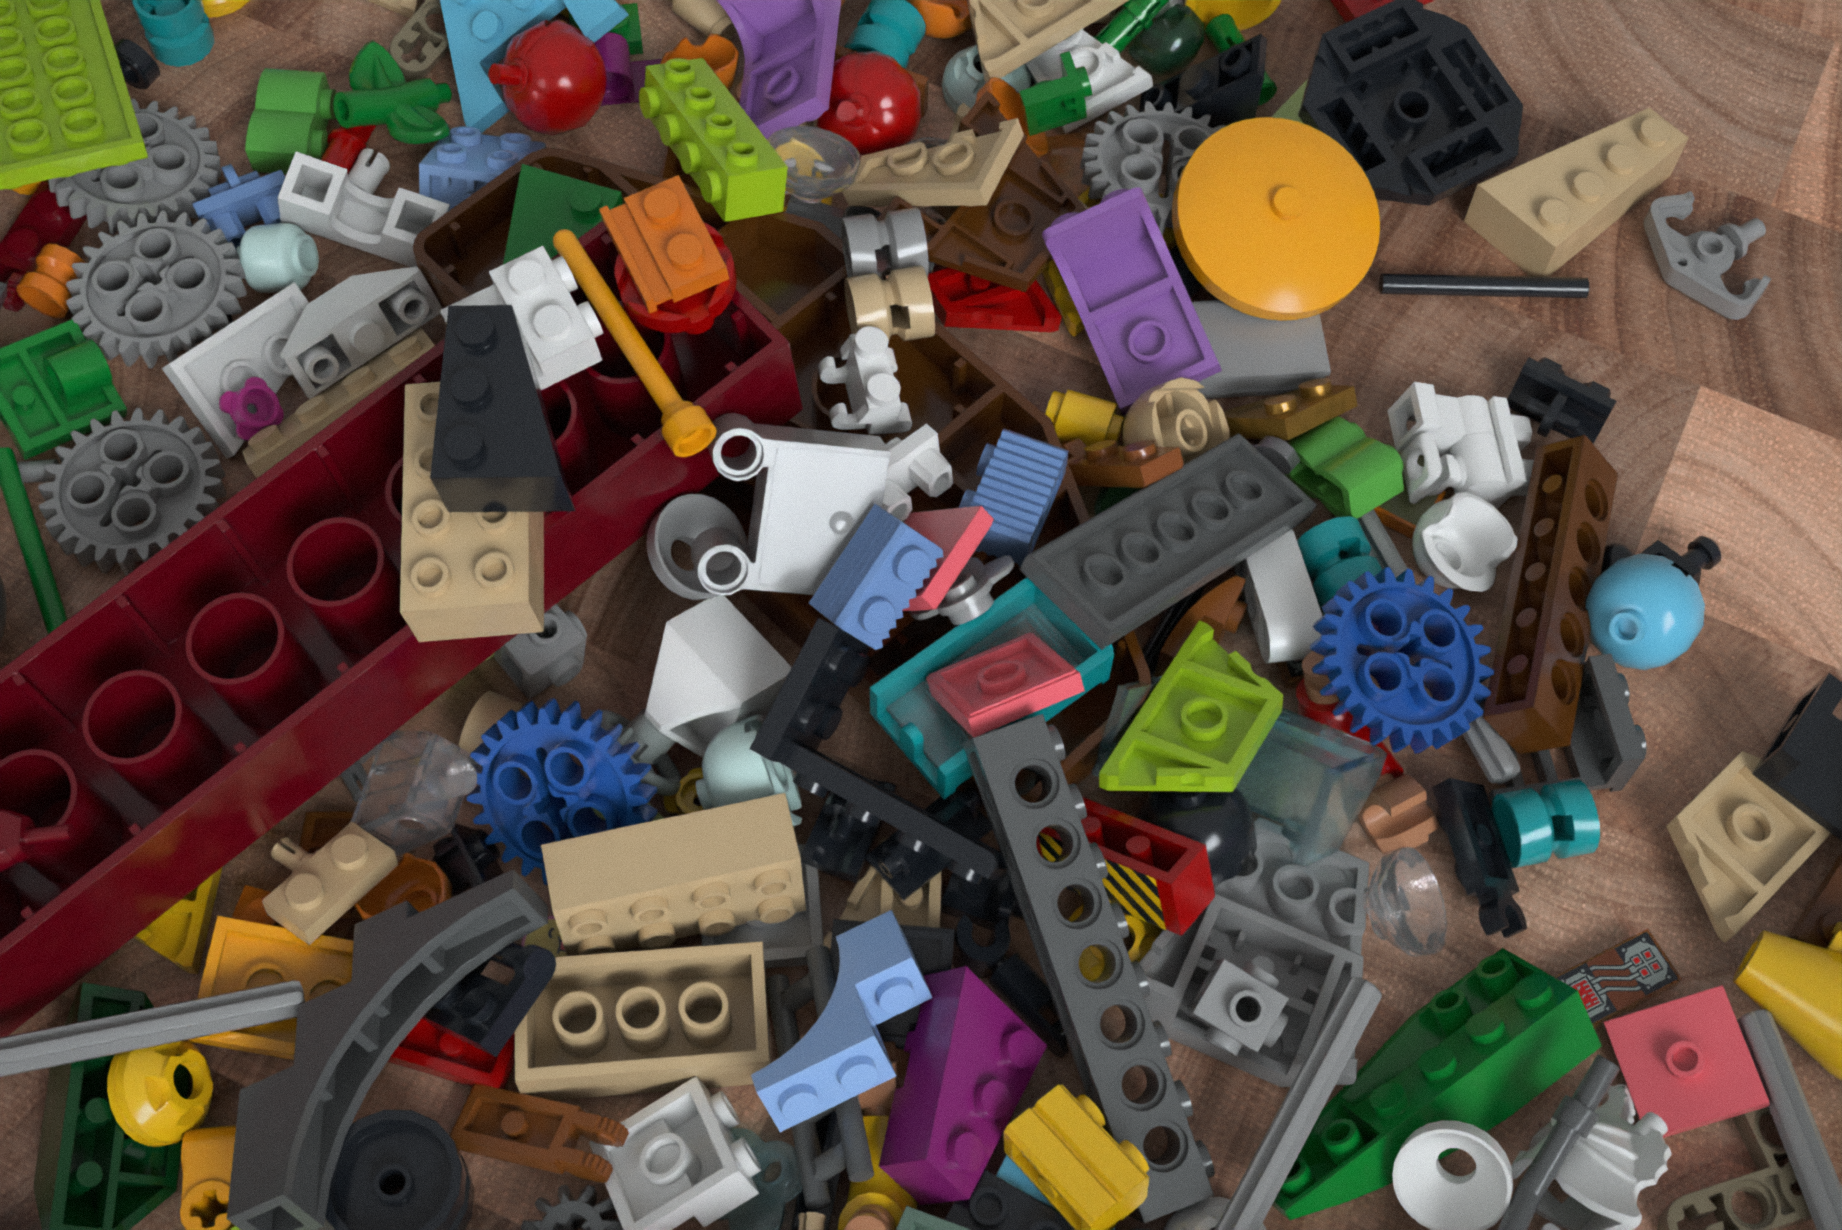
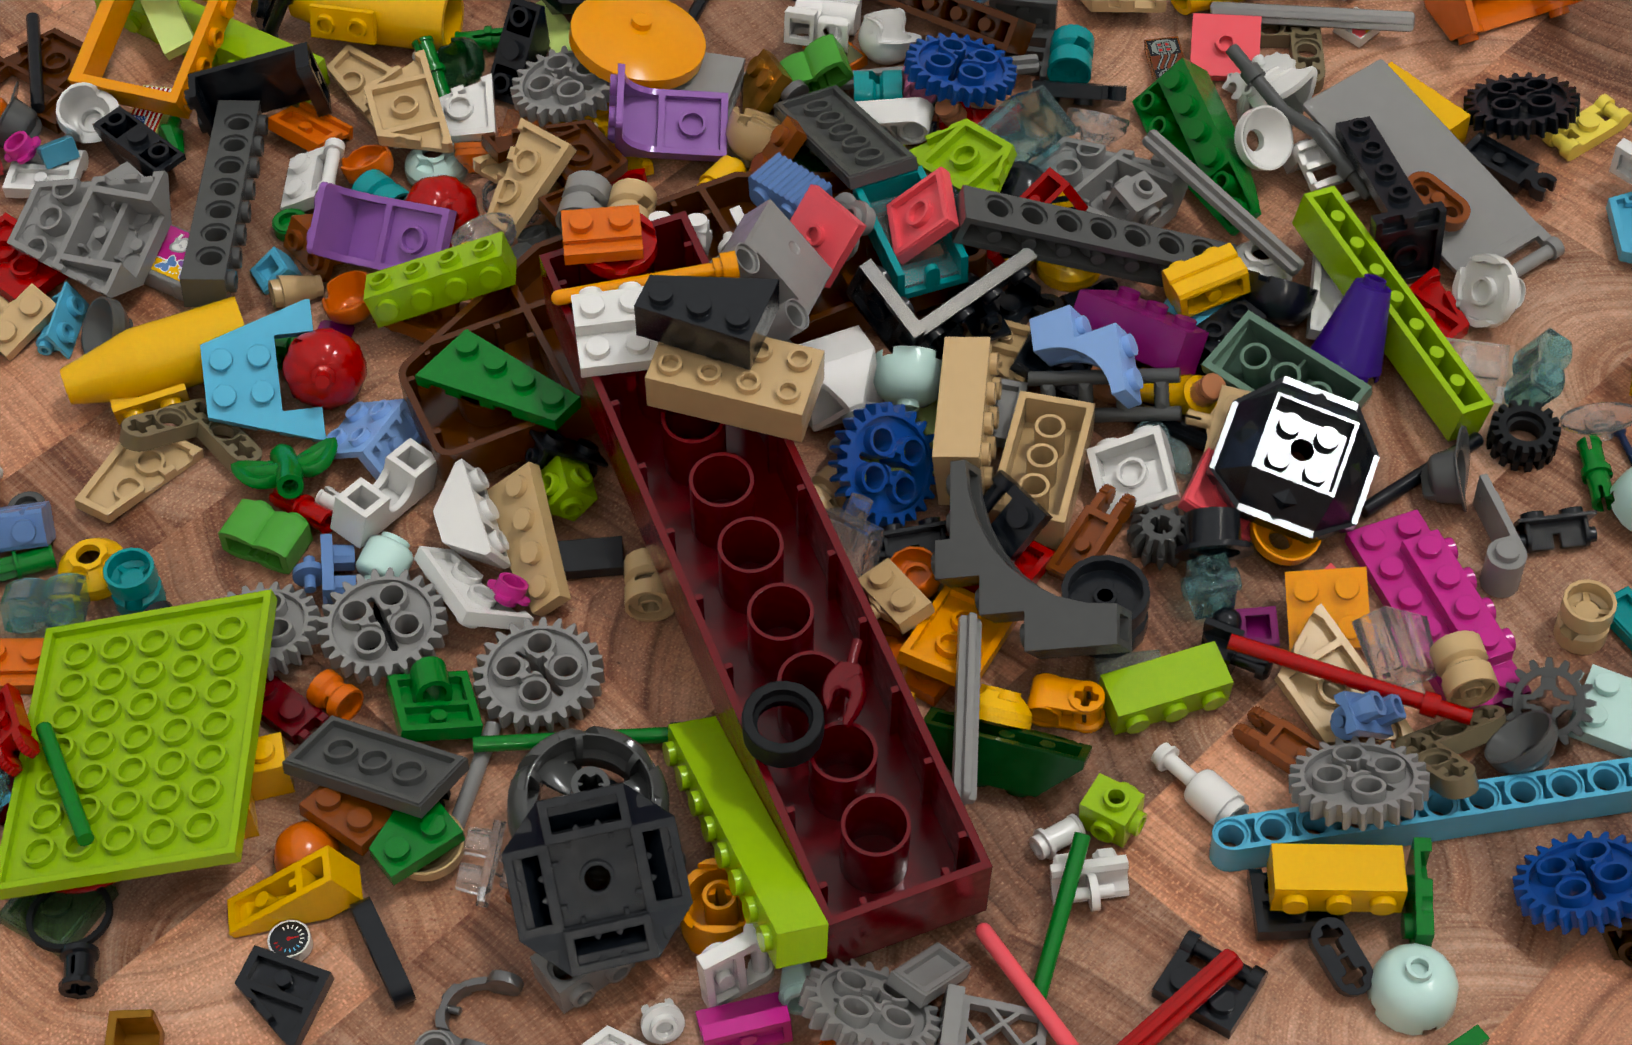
camera: 65 degrees left, 10 degrees down
(876, 577) = (834, 242): medium blue brick -> none
(1056, 101) = (482, 112): green bracket -> none

